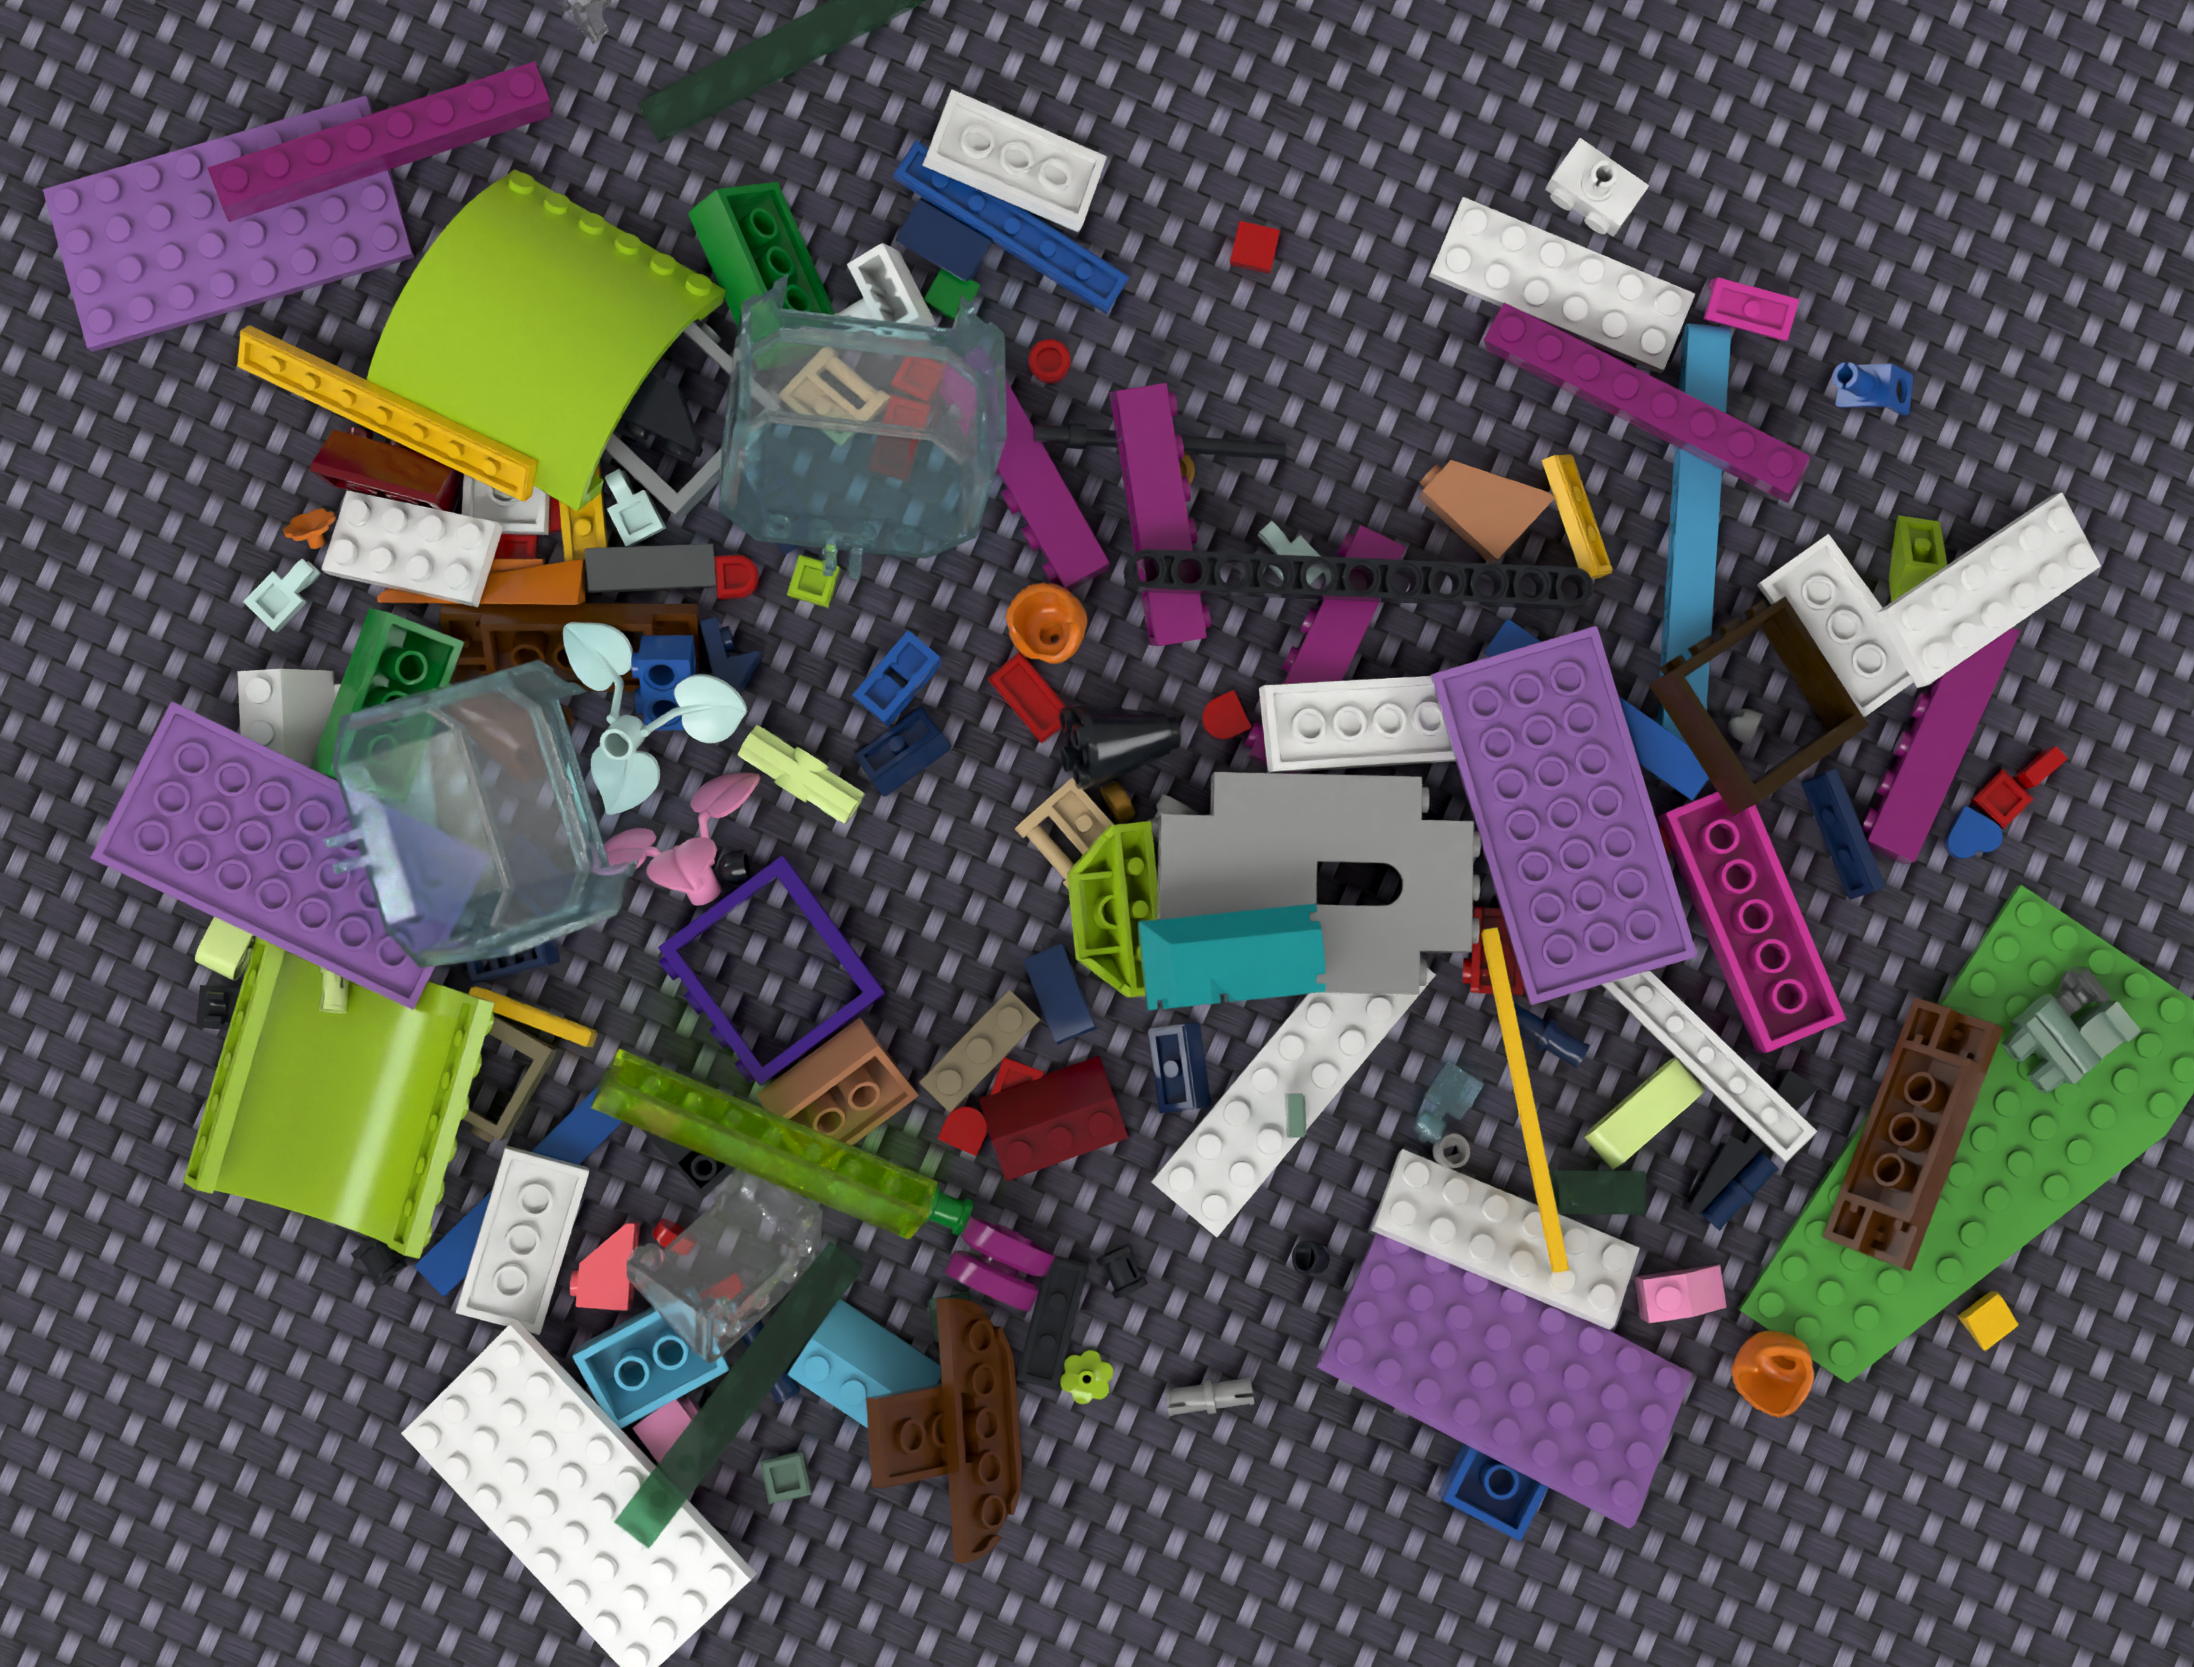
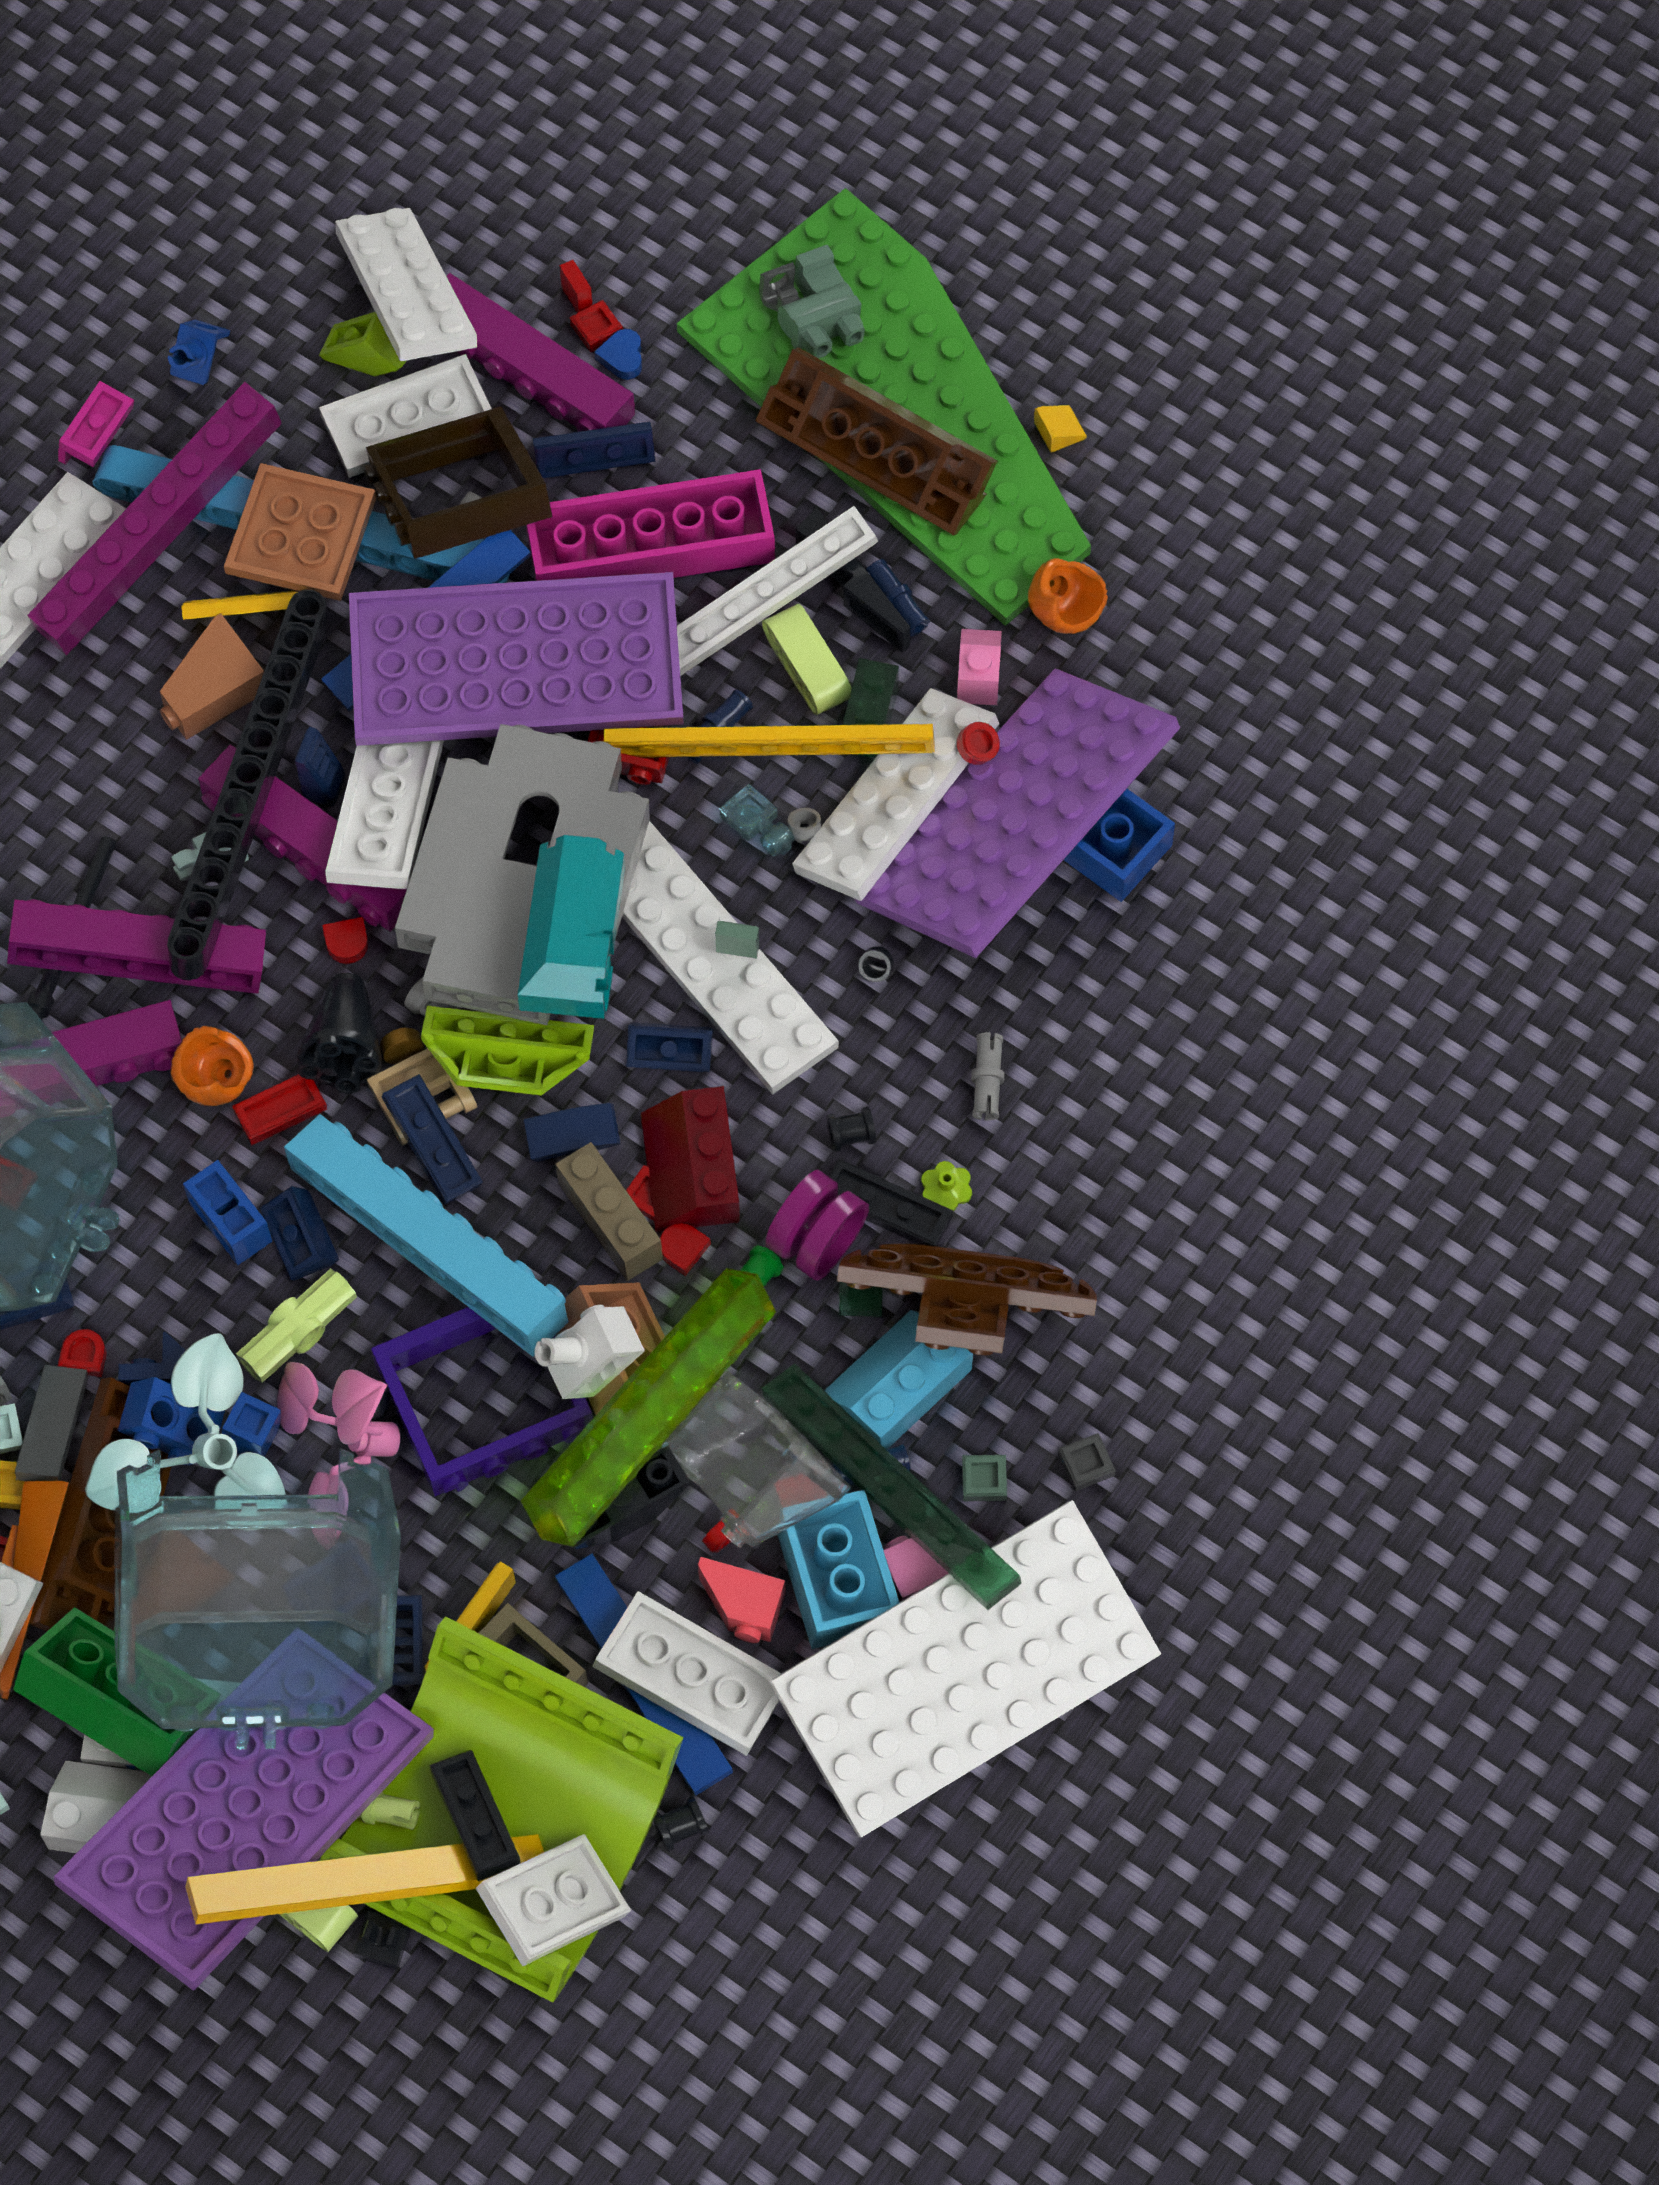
camera: 75 degrees left, 20 degrees down
(238, 988) = (338, 1882): none -> yellow tile
(267, 1163) = (553, 1899): none -> white tile
(333, 1070) = (475, 1815): none -> black tile
(682, 760) = (252, 1425): none -> blue panel
(803, 1074) = (590, 1351): none -> white brick
(810, 584) = (109, 1282): lime tile -> none
(822, 1574) = (1086, 1462): none -> dark grey tile
(908, 881) = (427, 1233): none -> medium azure brick
(1021, 858) = (432, 1139): none -> dark blue tile
(1399, 644) = (318, 769): none -> dark blue slope
(1572, 1316) = (978, 743): none -> red tile
(1664, 555) = (300, 531): none -> nougat plate

